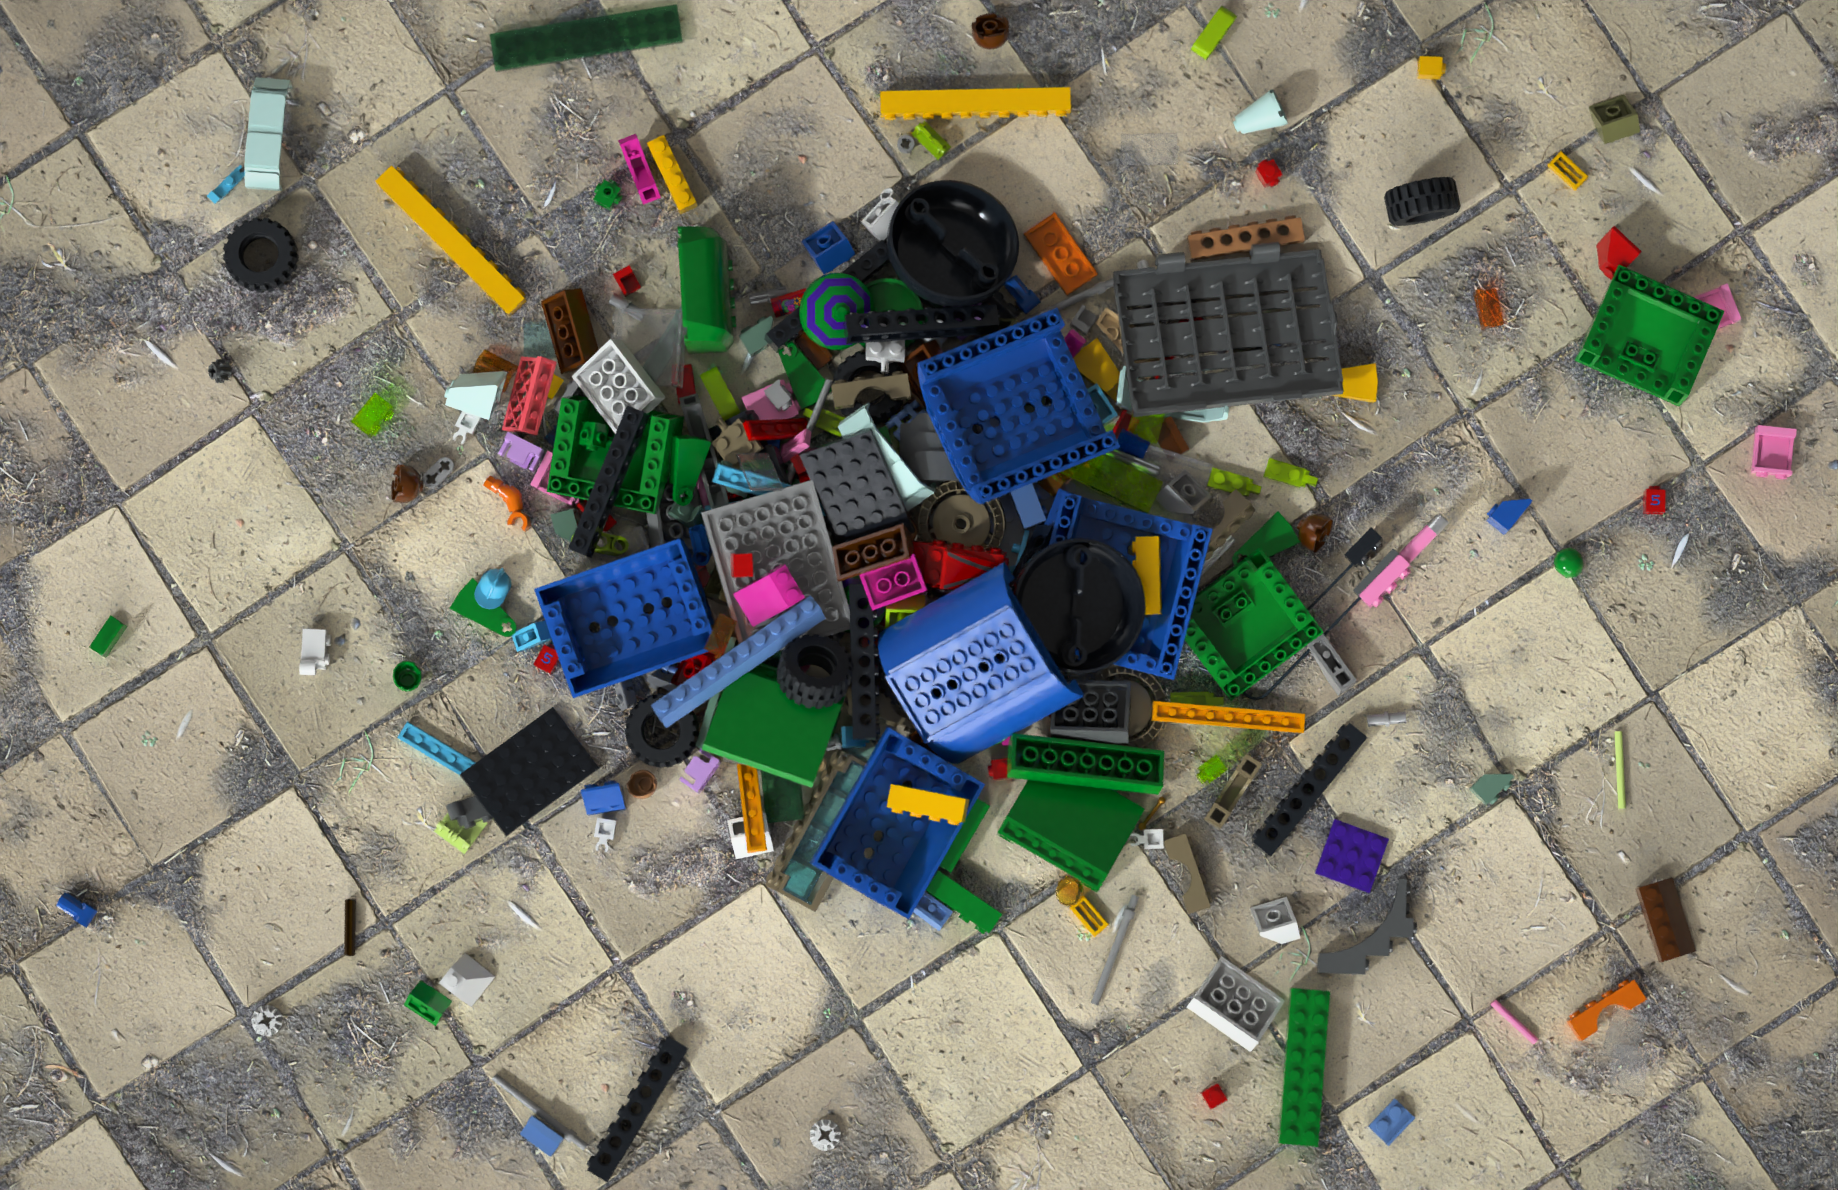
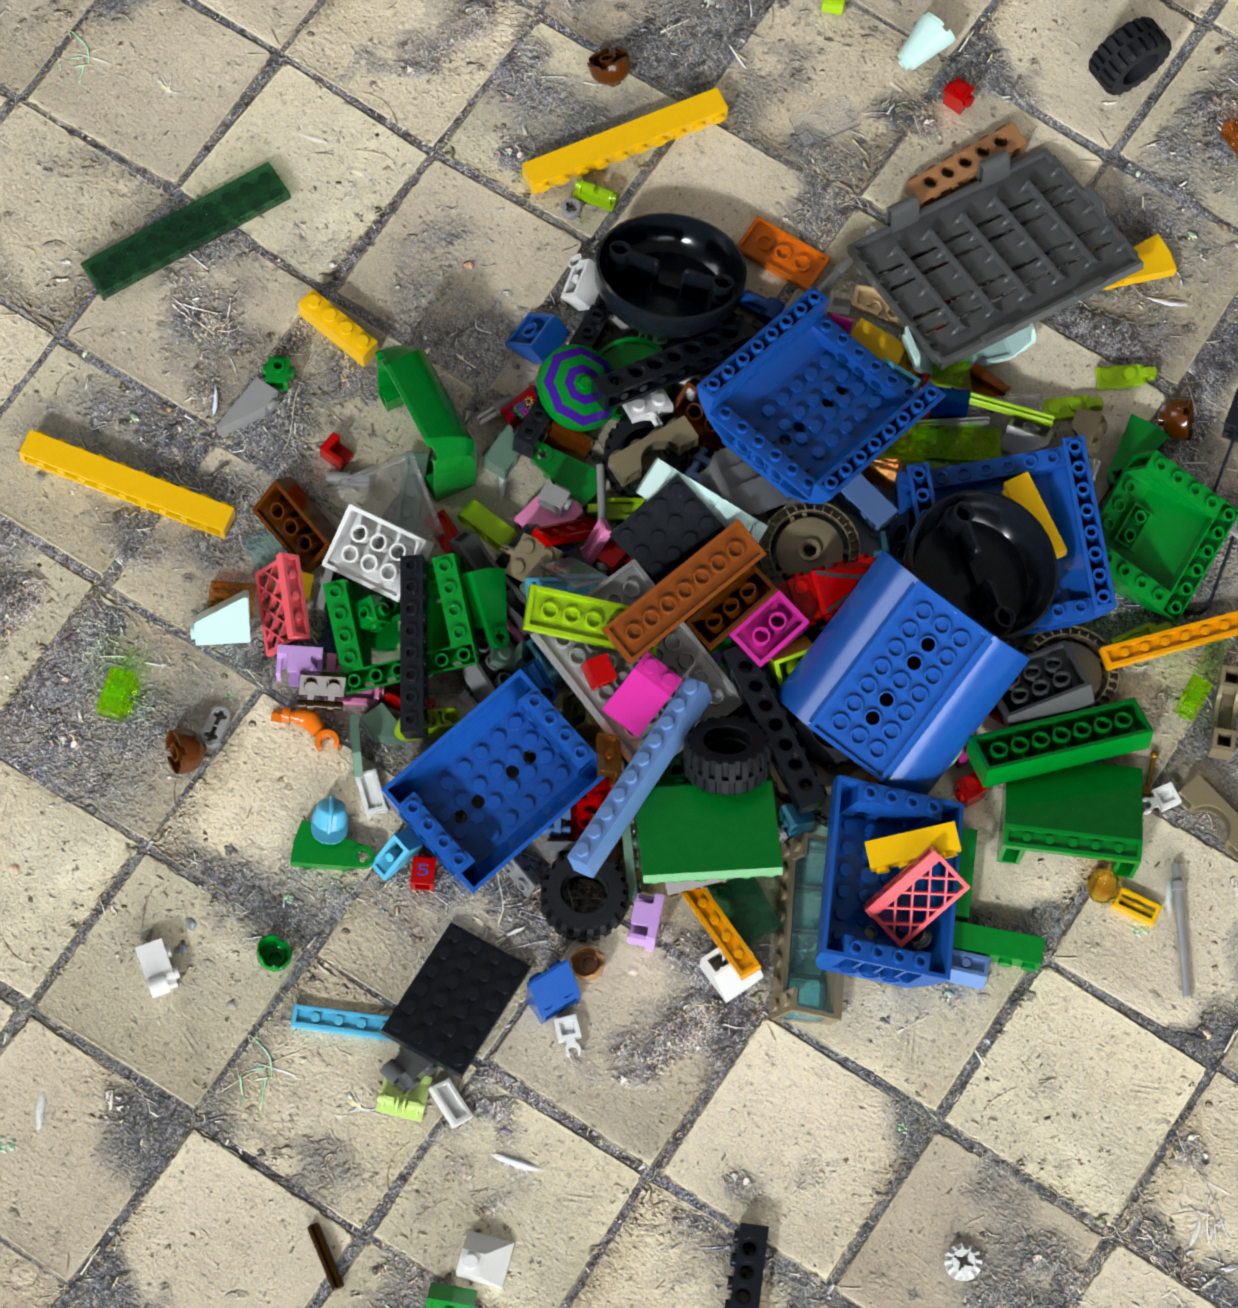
camera: 30 degrees left, 15 degrees down
(467, 424) = (225, 663): white plate -> none
(492, 849) = (450, 1102): none -> white tile
(529, 477) = (321, 684): none -> plate
(536, 573) = (370, 793): none -> white tile
(537, 536) = (356, 745): none -> sand green tile
(576, 213) = (251, 406): none -> light grey slope
(639, 169) = (299, 335): dark pink arch -> none
(754, 521) = (571, 616): none -> lime plate
(836, 527) = (683, 592): none -> dark orange plate
(903, 830) = (902, 882): none -> coral fence
(905, 874) = (922, 939): none -> dark grey plate
(1168, 460) = (1005, 407): none -> lime axle

